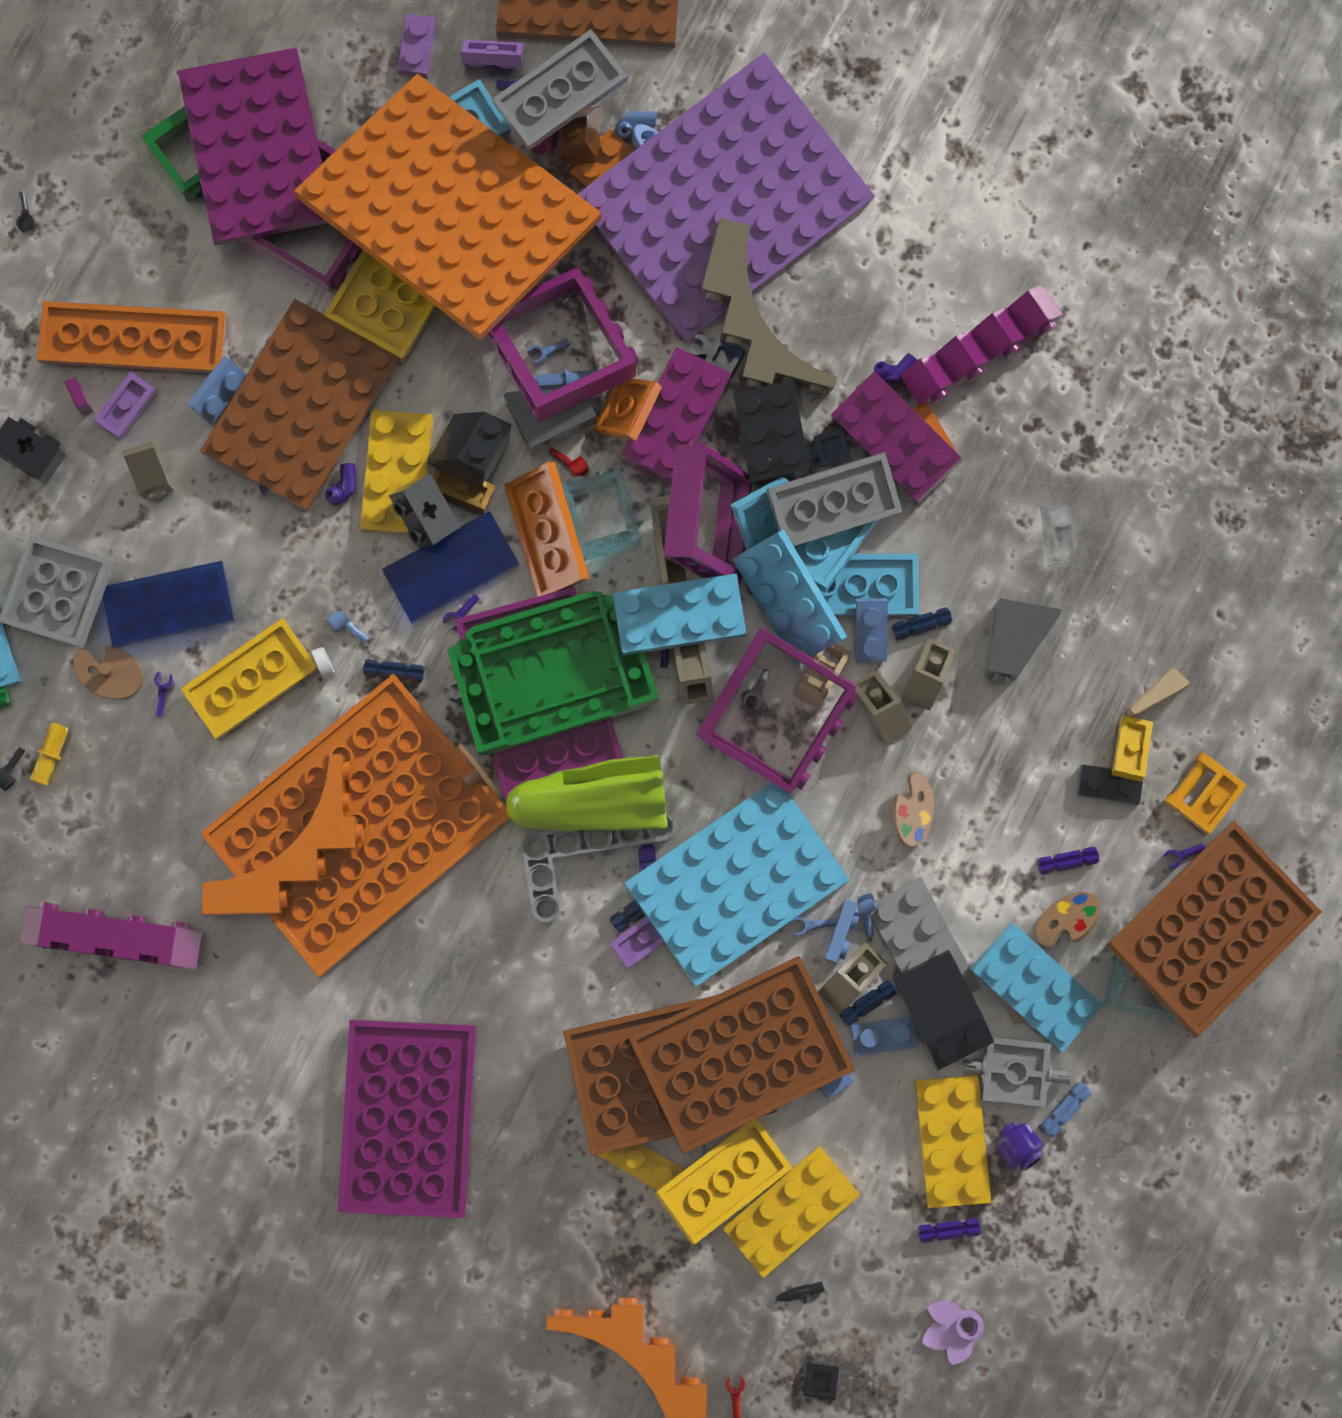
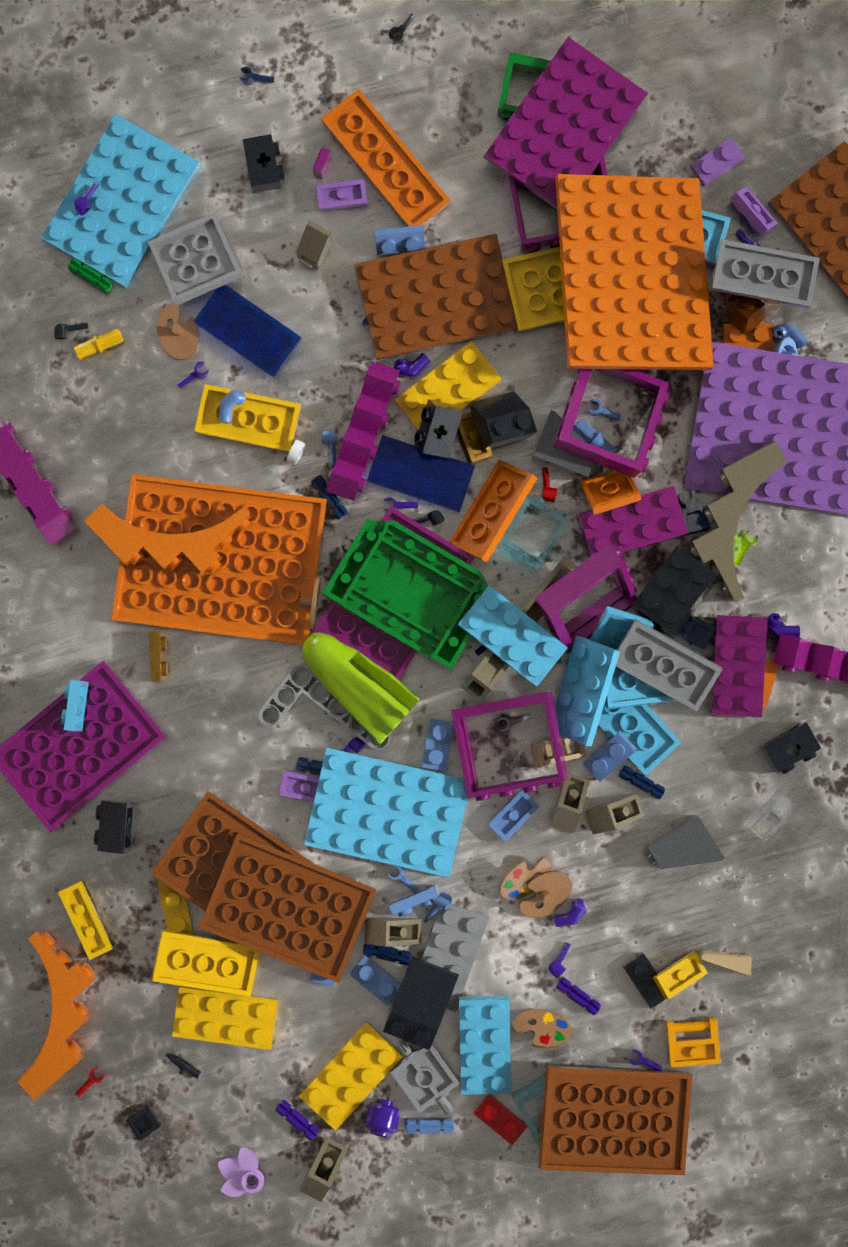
camera: 45 degrees right, 5 degrees up
(219, 682) = (228, 403): none -> medium blue arm
(359, 1071) = (73, 716): none -> medium azure plate
(362, 583) = (365, 424): none -> magenta brick
(383, 955) = (157, 645): none -> pearl gold plate
(502, 590) = (434, 516): none -> black hand
(514, 1150) = (114, 826): none -> black slope
(578, 1260) = (85, 920): none -> yellow plate
(716, 779) = (437, 744): none -> medium blue plate
(790, 334) = (745, 546): none -> clear neon green hand
(845, 768) = (513, 815): none -> medium blue plate
(946, 795) = (550, 888): none -> medium nougat piece
(989, 796) = (573, 916): none -> dark purple arm
(1013, 442) = (776, 749): none -> black brick
(1018, 1246) = (323, 1169): none -> dark tan slope
(1022, 856) = (556, 967): none -> dark purple hand
(1118, 1037) = (500, 1119): none -> red plate

